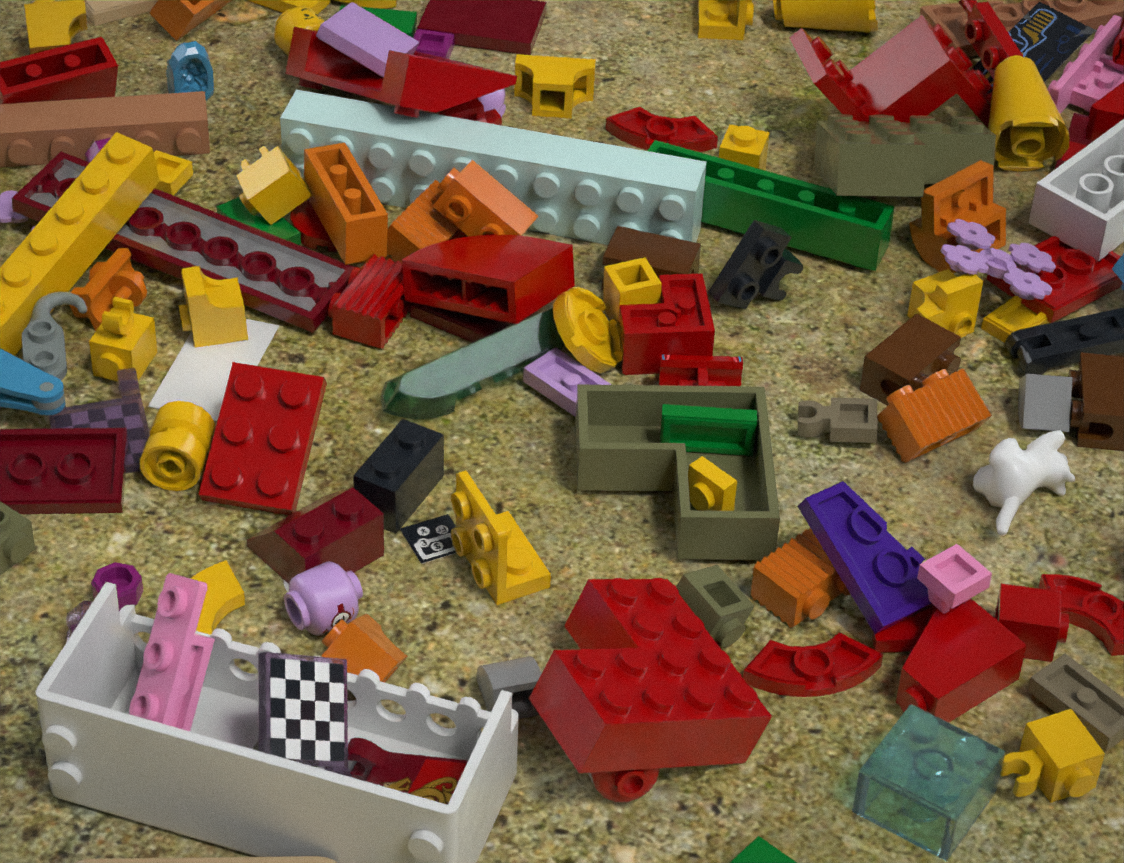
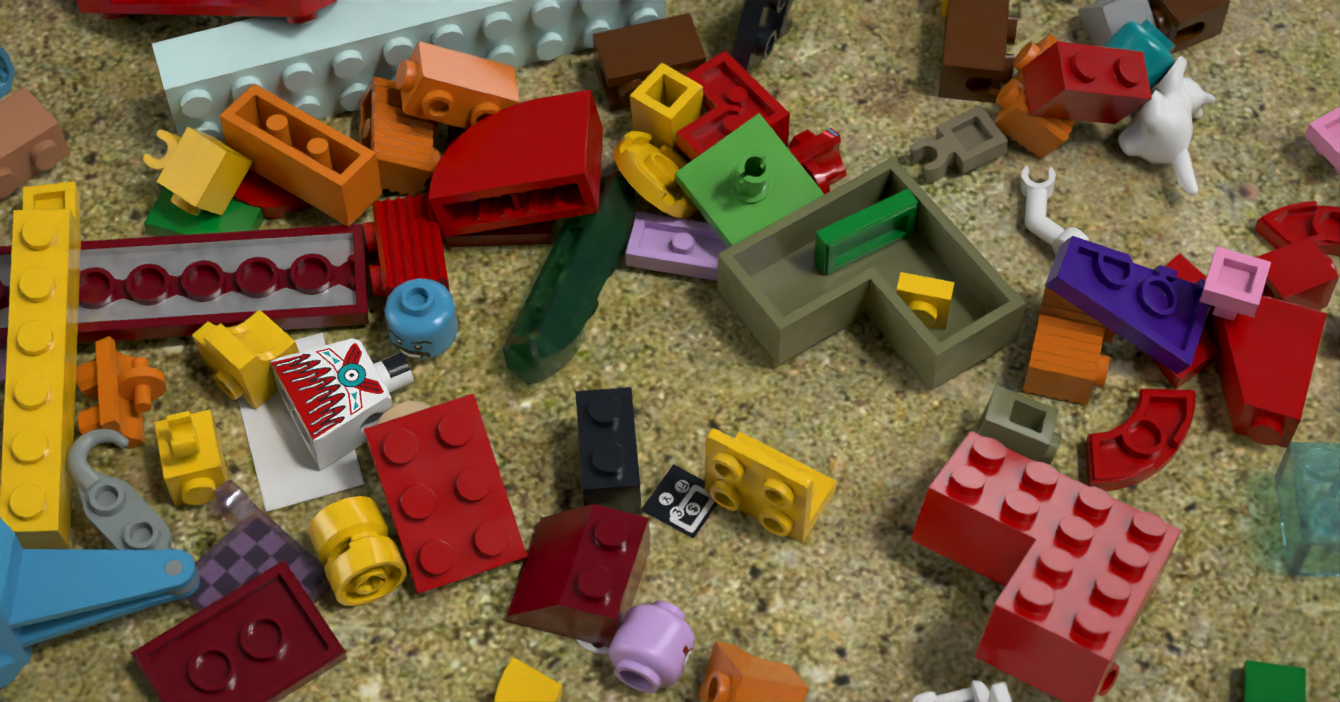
camera: 30 degrees left, 15 degrees up
(249, 341) = (337, 394): none -> torso
(344, 338) = (422, 324): none -> dark azure head
(514, 676) = (902, 633): light grey brick -> none
(642, 350) = (746, 182): none -> bright green tile
(877, 480) = (1036, 208): none -> white arm
(958, 407) = (1086, 83): none -> red brick
(1029, 417) = (1151, 42): none -> teal head

